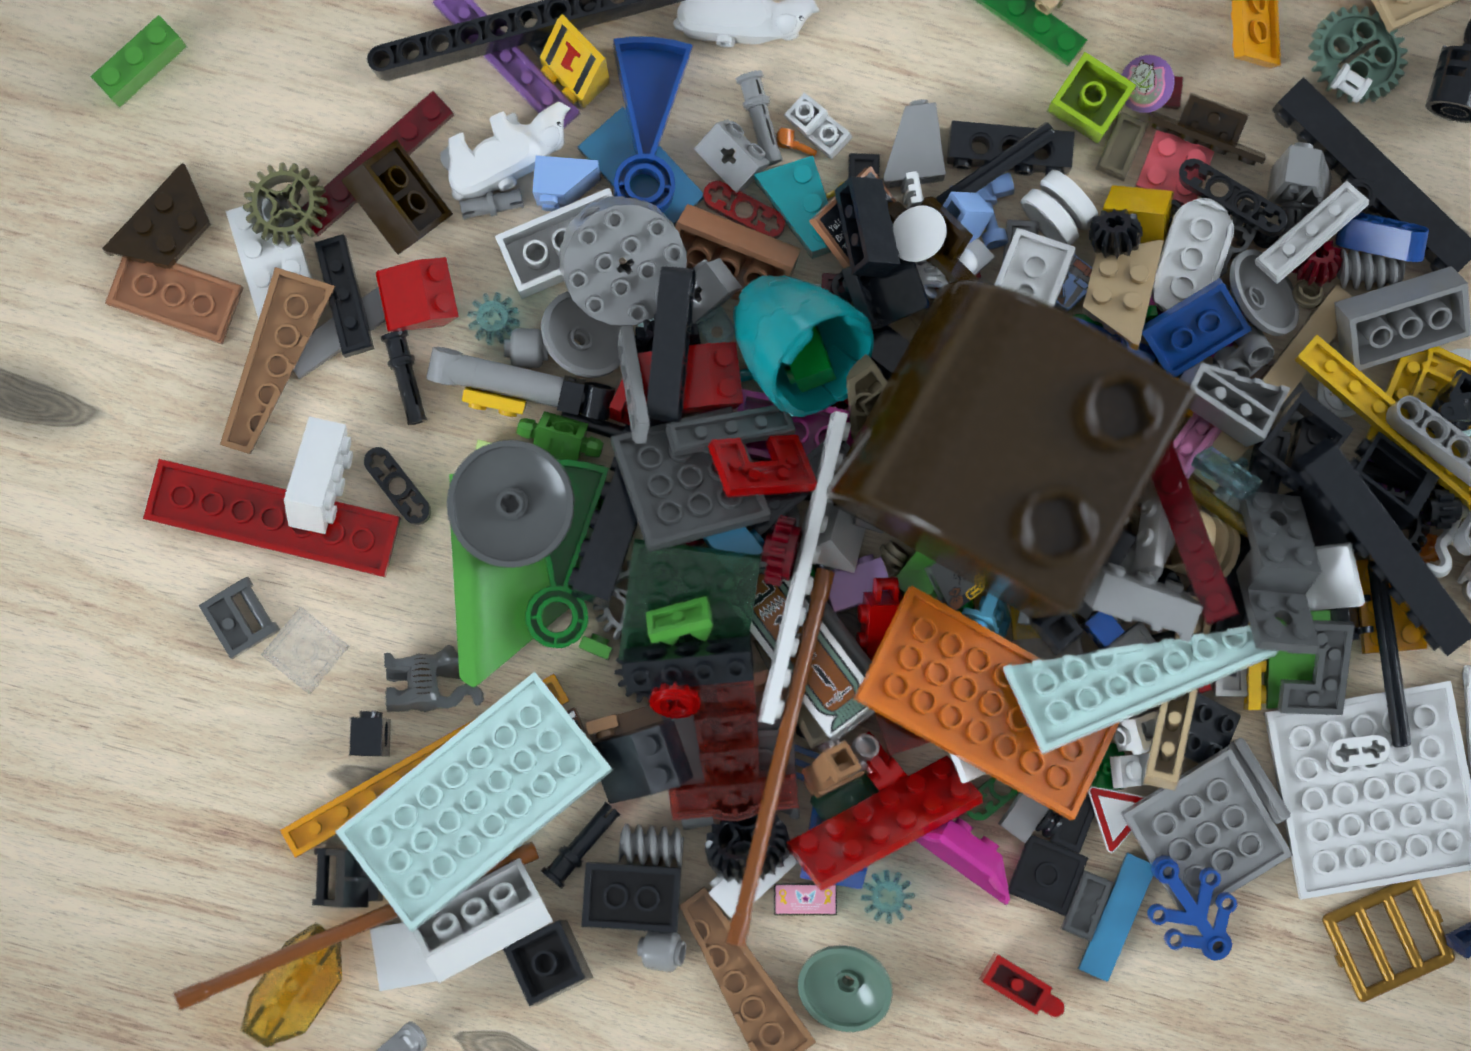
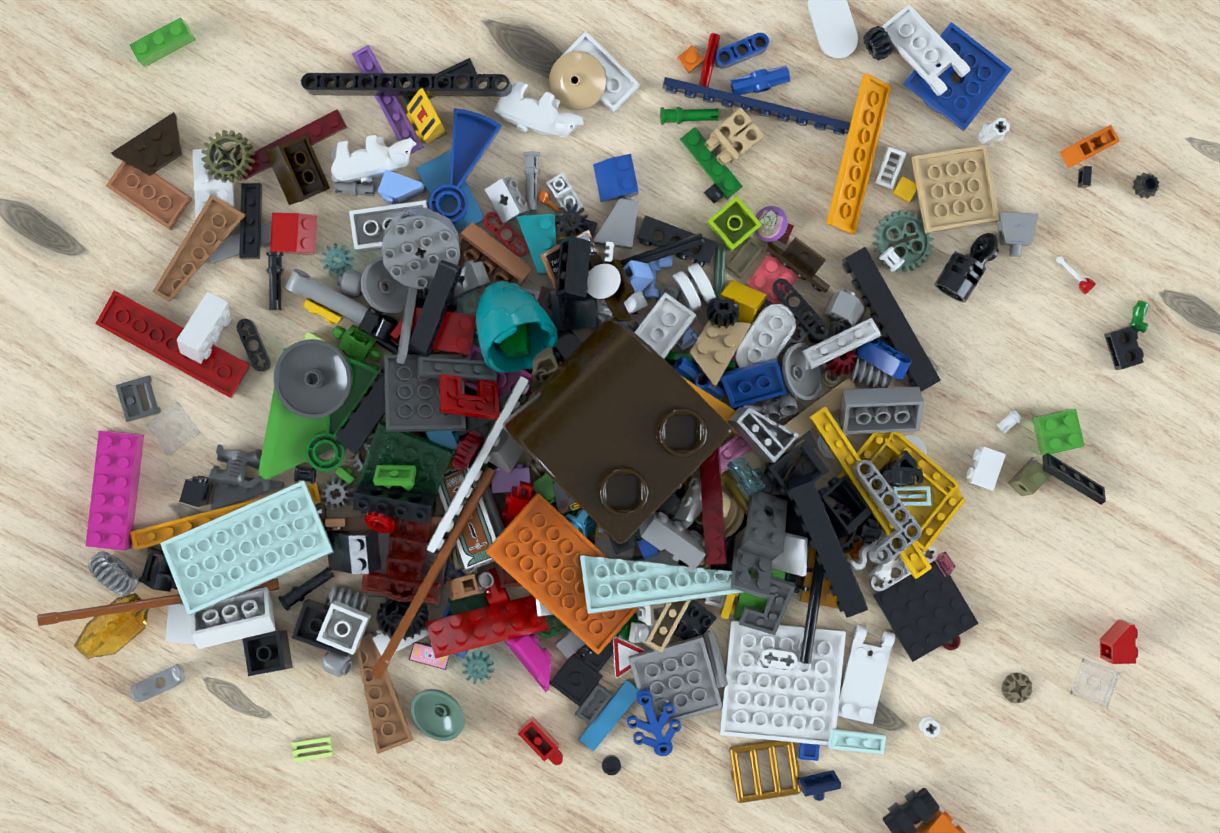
camera: 15 degrees right, 5 degrees up
(239, 770) = (114, 490): none -> dark pink brick
(271, 902) = (113, 573): none -> light grey gear
(419, 728) = (226, 494): none -> dark grey wing
(532, 663) = (301, 474): none -> black bush
(583, 672) = (340, 499): none -> light grey gear
(662, 883) = (343, 627): none -> white brick
(848, 151) = (566, 223): none -> black gear
(890, 78) = (616, 178): none -> blue slope
(1046, 61) = (714, 193): none -> black hose
(1087, 171) = (719, 269): none -> sand green axle
(1141, 997) = (611, 765): none -> black tile
(1449, 888) = (809, 751): none -> blue tile

